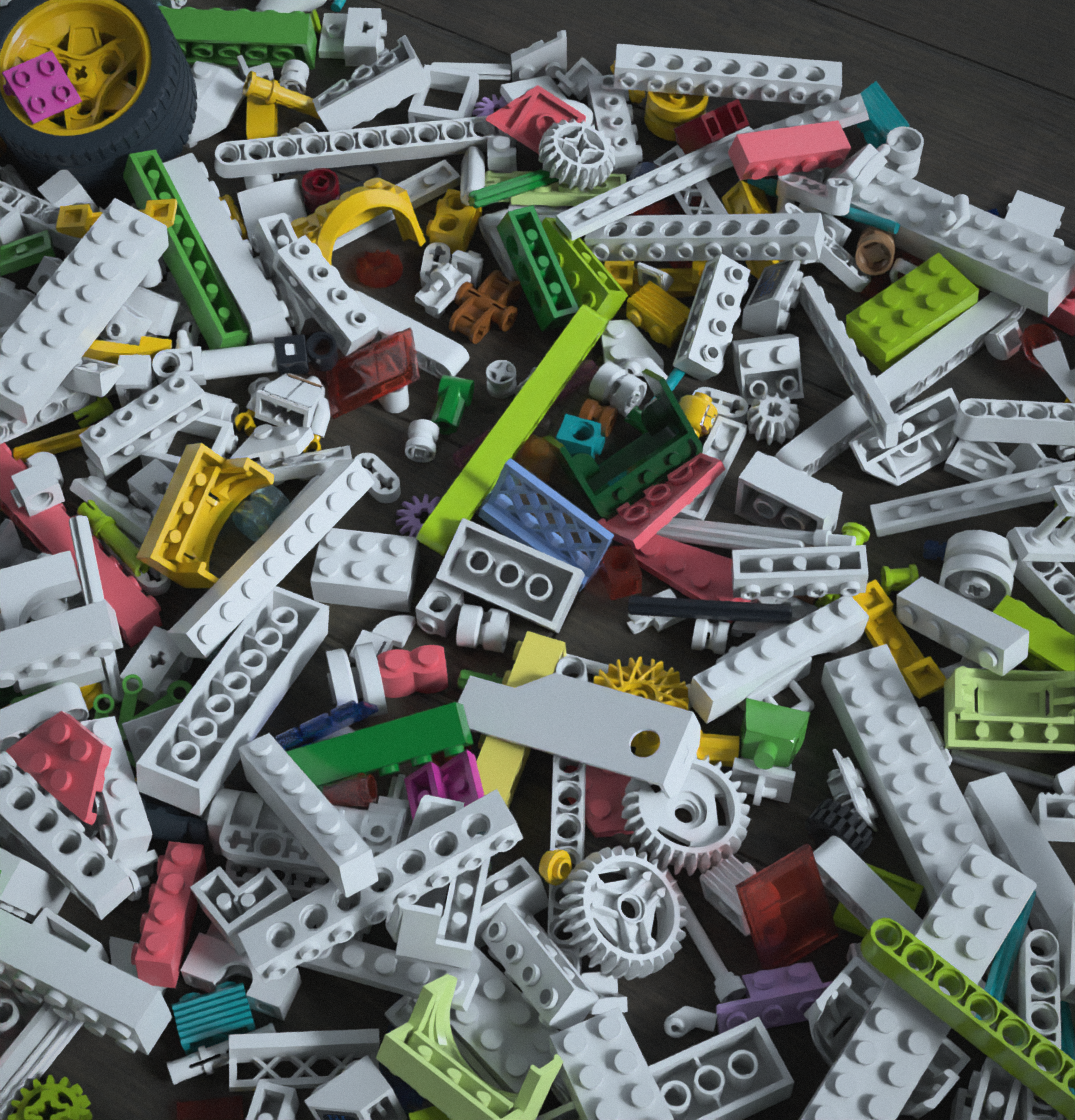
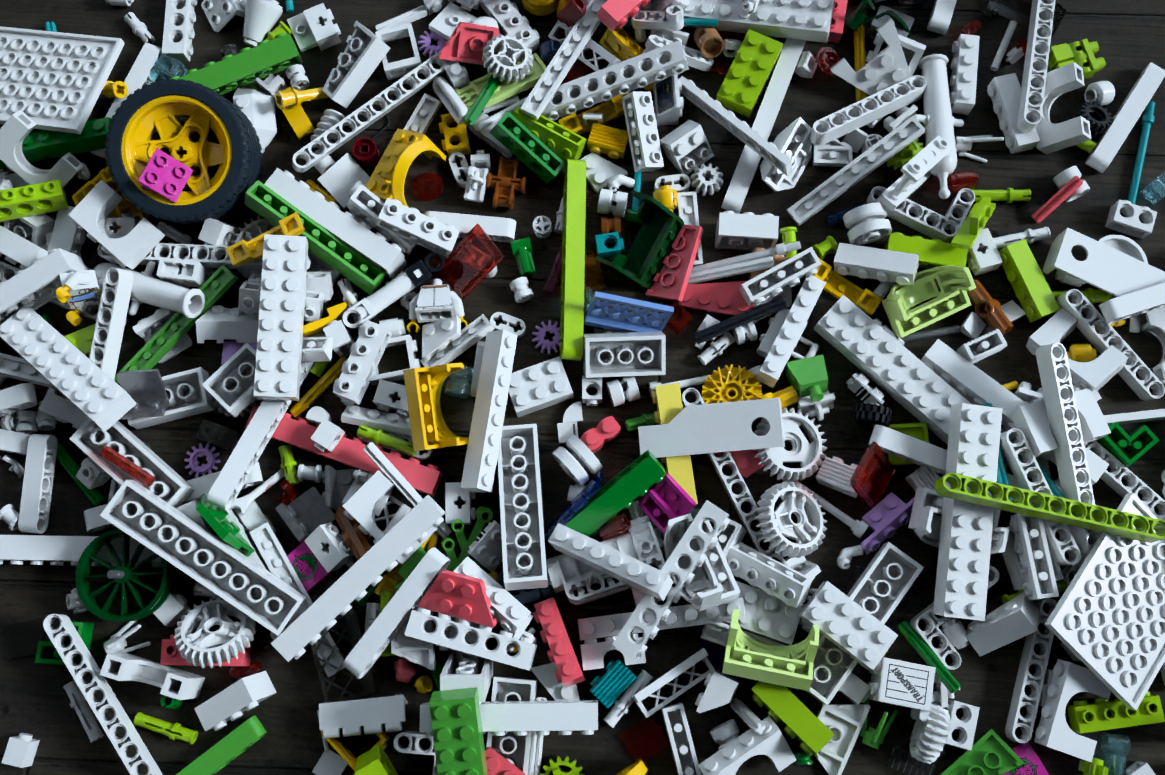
camera: 25 degrees left, 20 degrees up
(239, 908) = (601, 627): white brick -> none
(555, 866) = (747, 515): yellow plate -> none
(677, 636) = (716, 348): none -> white pin

